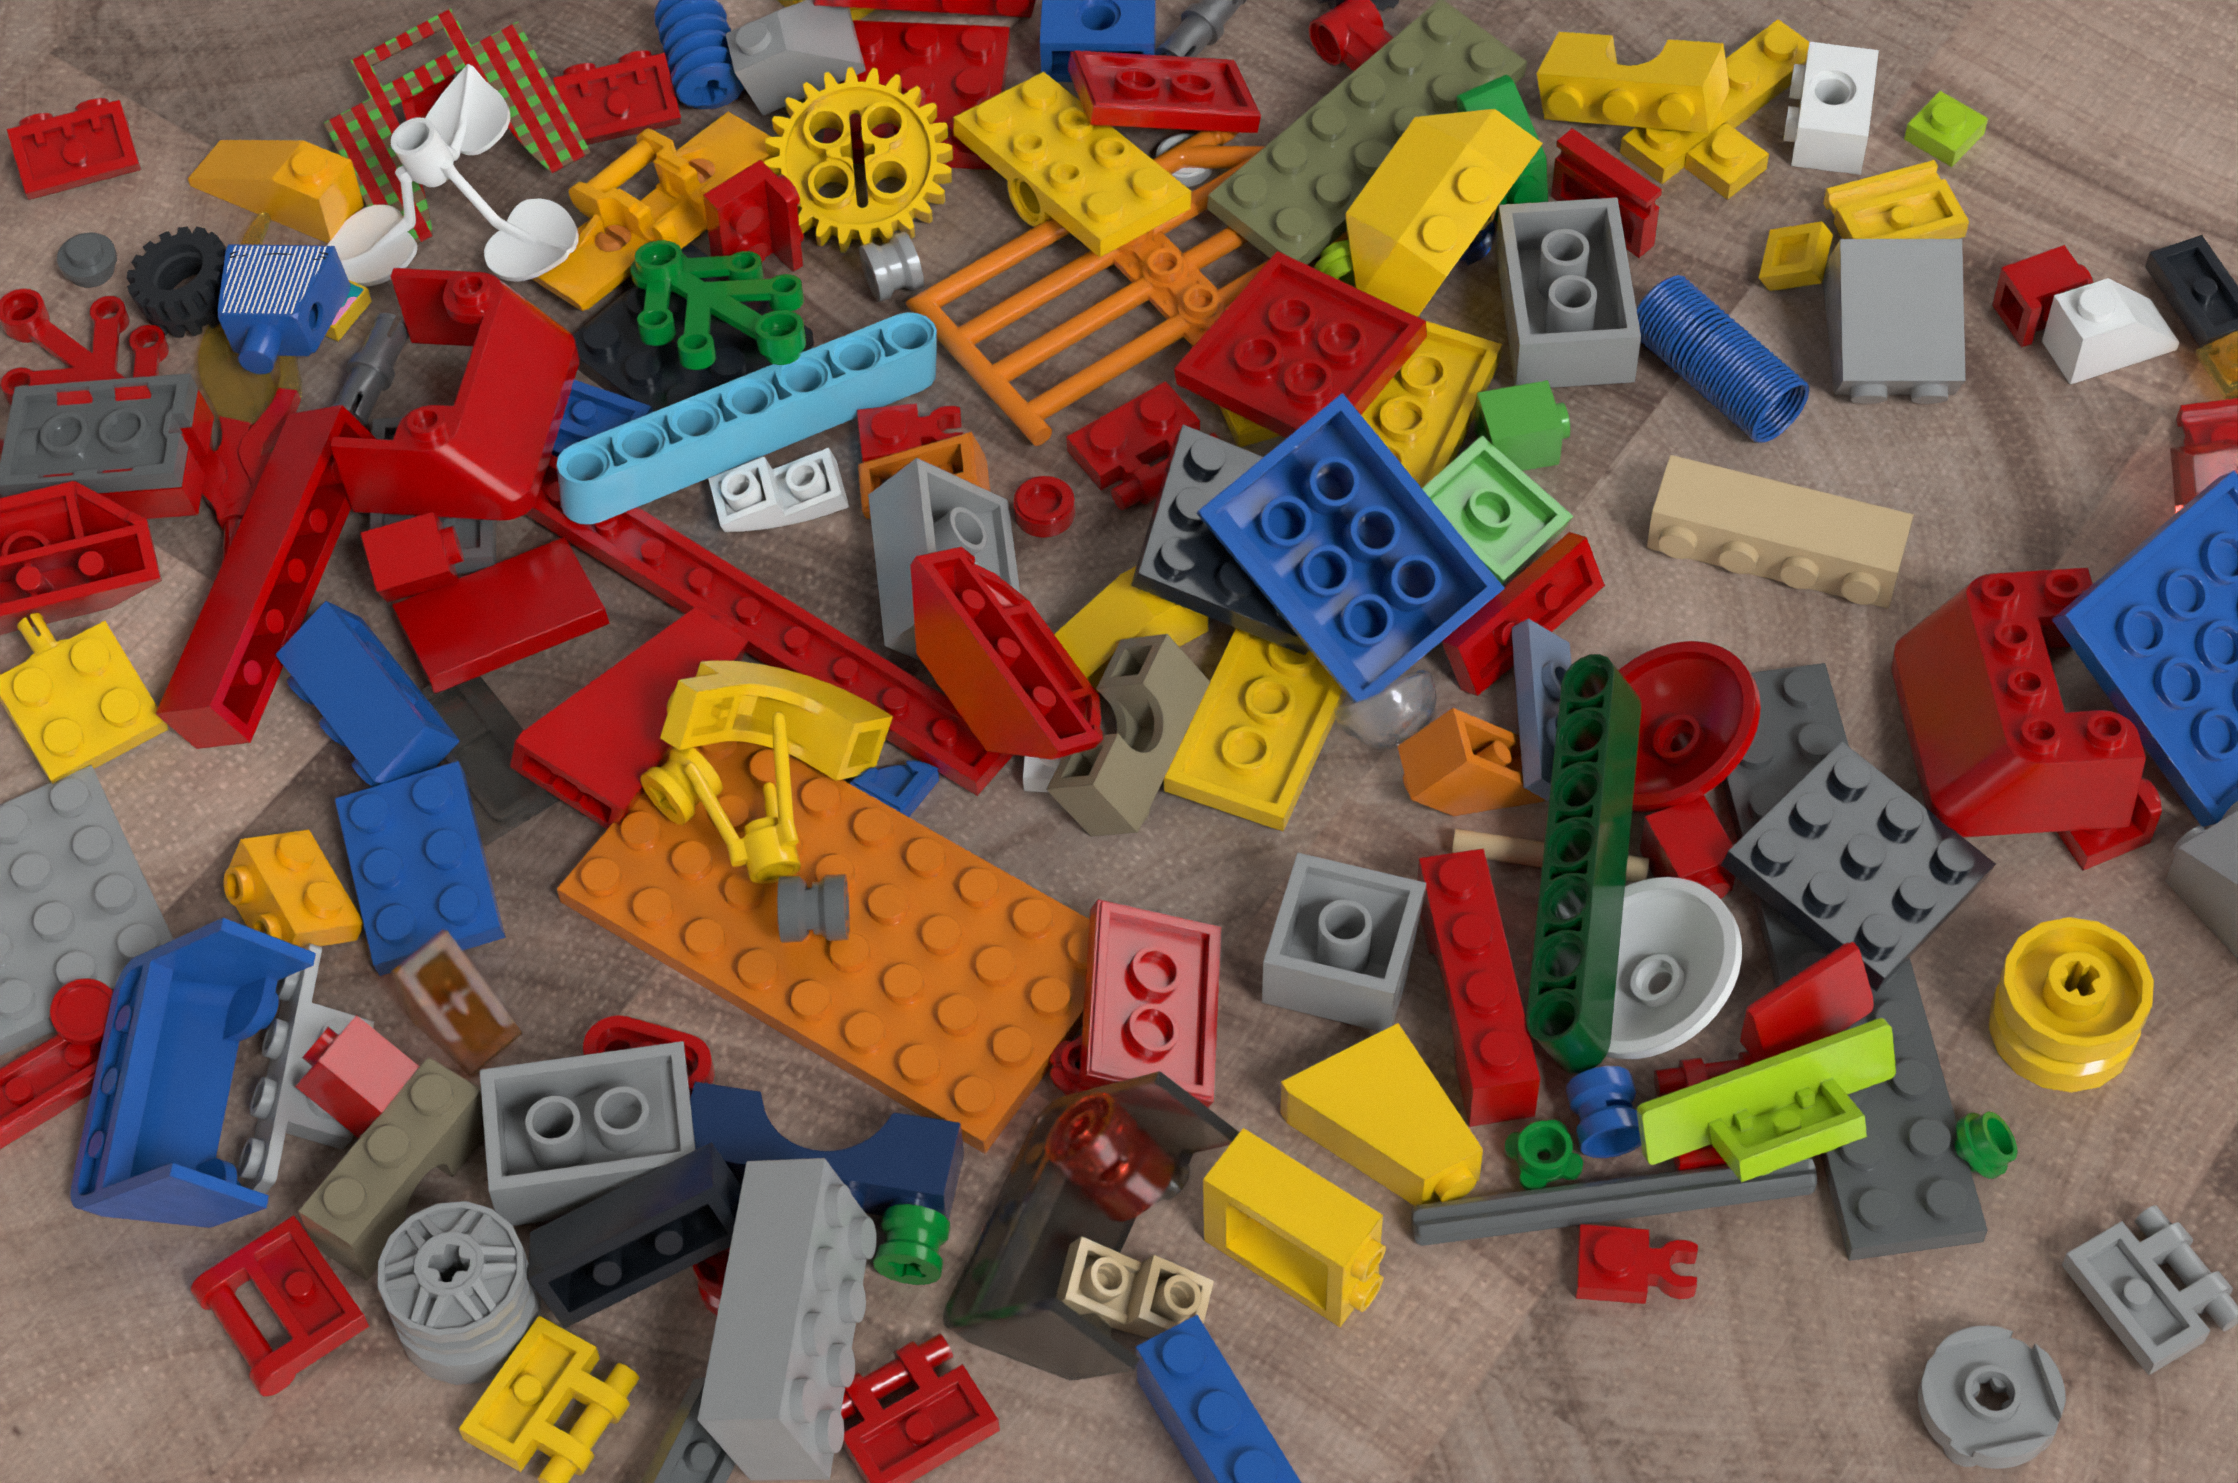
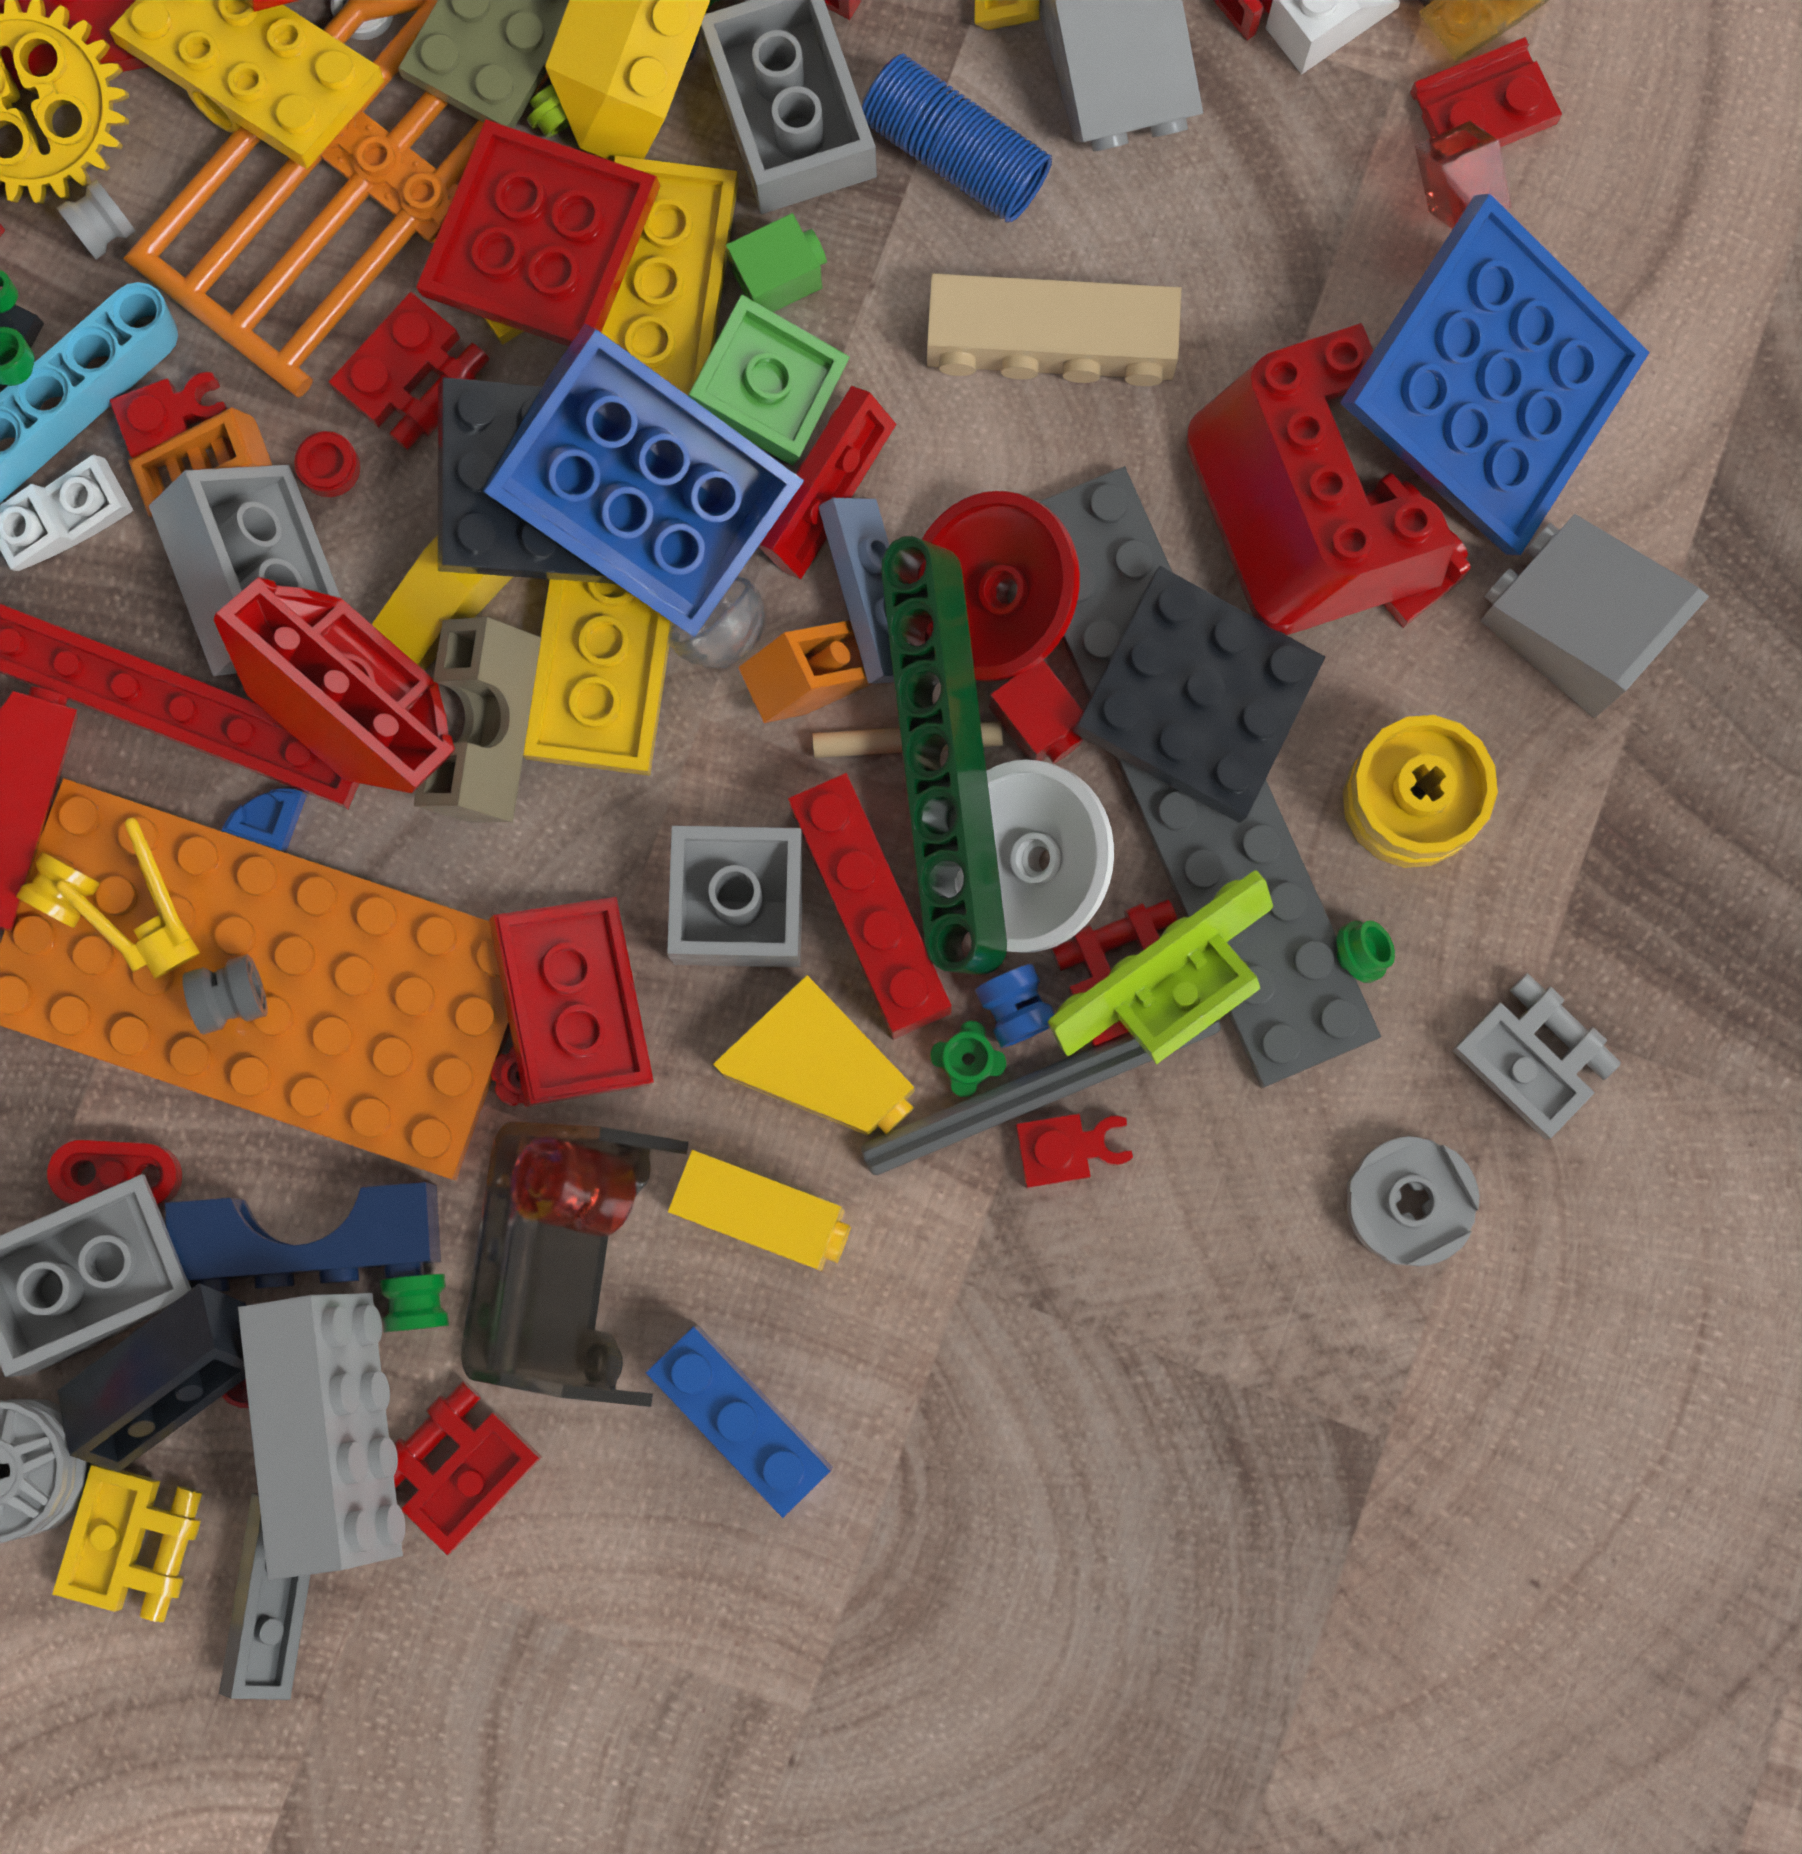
camera: 15 degrees left, 25 degrees up
(737, 703) = (126, 778): yellow arch -> none
(1130, 1293) = (628, 1294): tan slope -> none
(1809, 1005) = (1183, 867): red slope -> none

